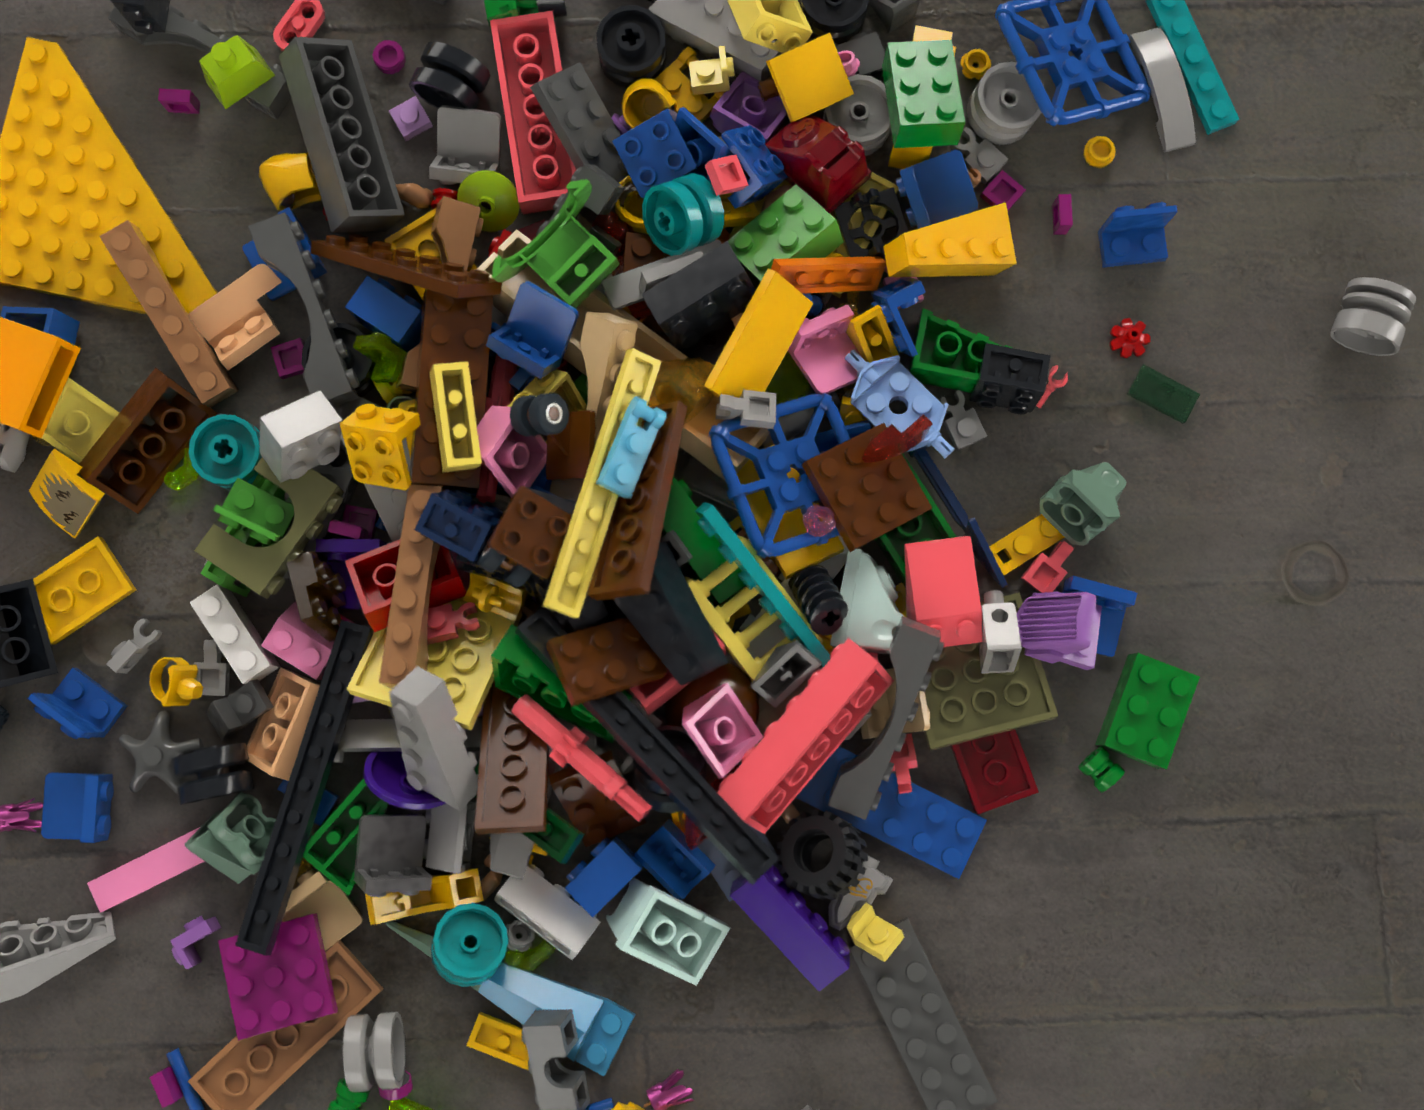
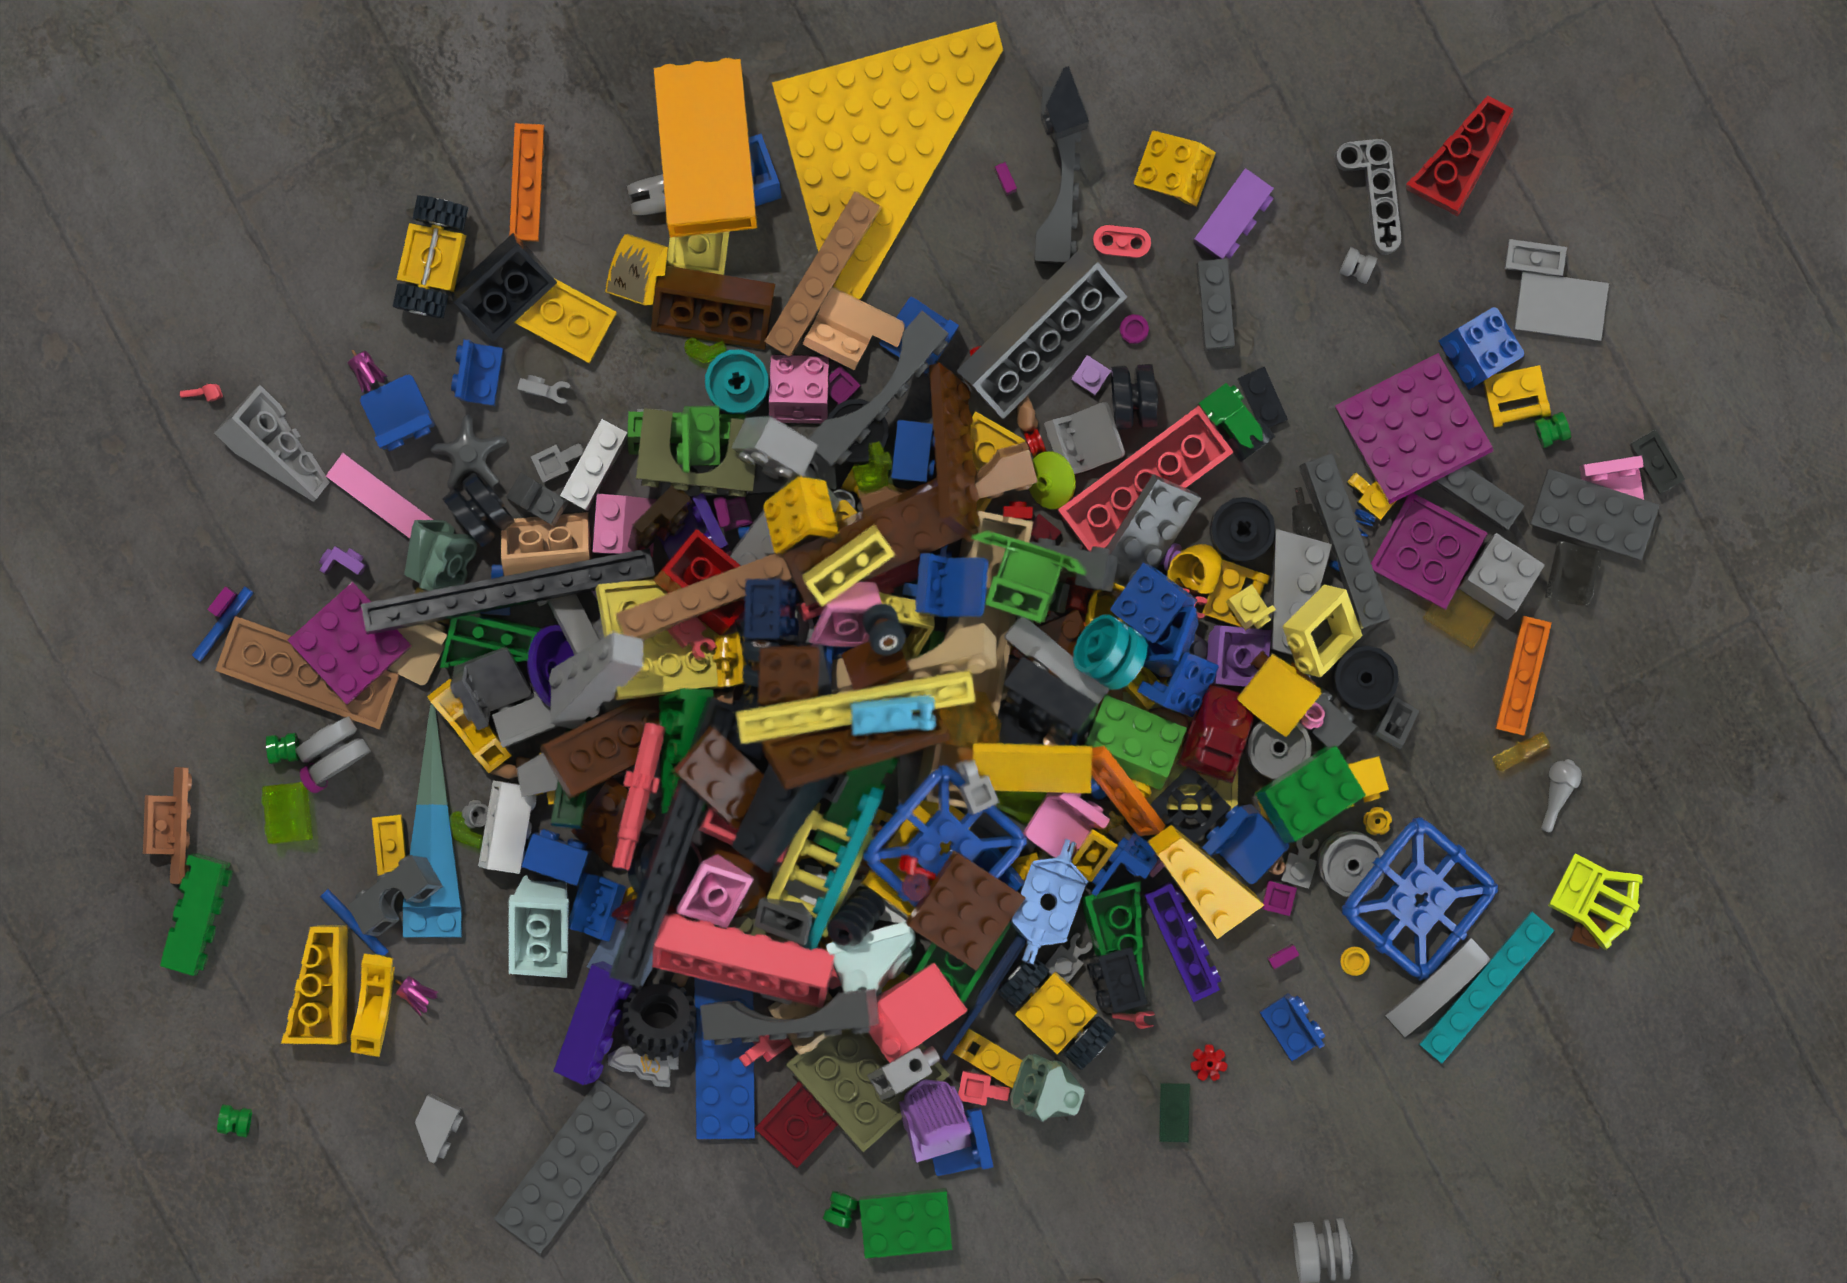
camera: 65 degrees right, 5 degrees up
(181, 682) = (535, 448): yellow piece -> none
(234, 70) = (1047, 223): lime torso -> none
(266, 390) = (799, 389): none -> bright pink bracket
(289, 180) = (985, 307): yellow piece -> none
(469, 965) = (466, 778): teal wheel -> none
(726, 175) = (1154, 673): coral plate -> none
(794, 515) = (909, 865): none -> red hand
(874, 933) = (619, 1092): light yellow bracket -> none
(893, 442) = (1007, 913): clear red slope -> none
(1001, 300) = (1181, 941): none -> dark purple brick
(1012, 454) = (1056, 1013): none -> plate

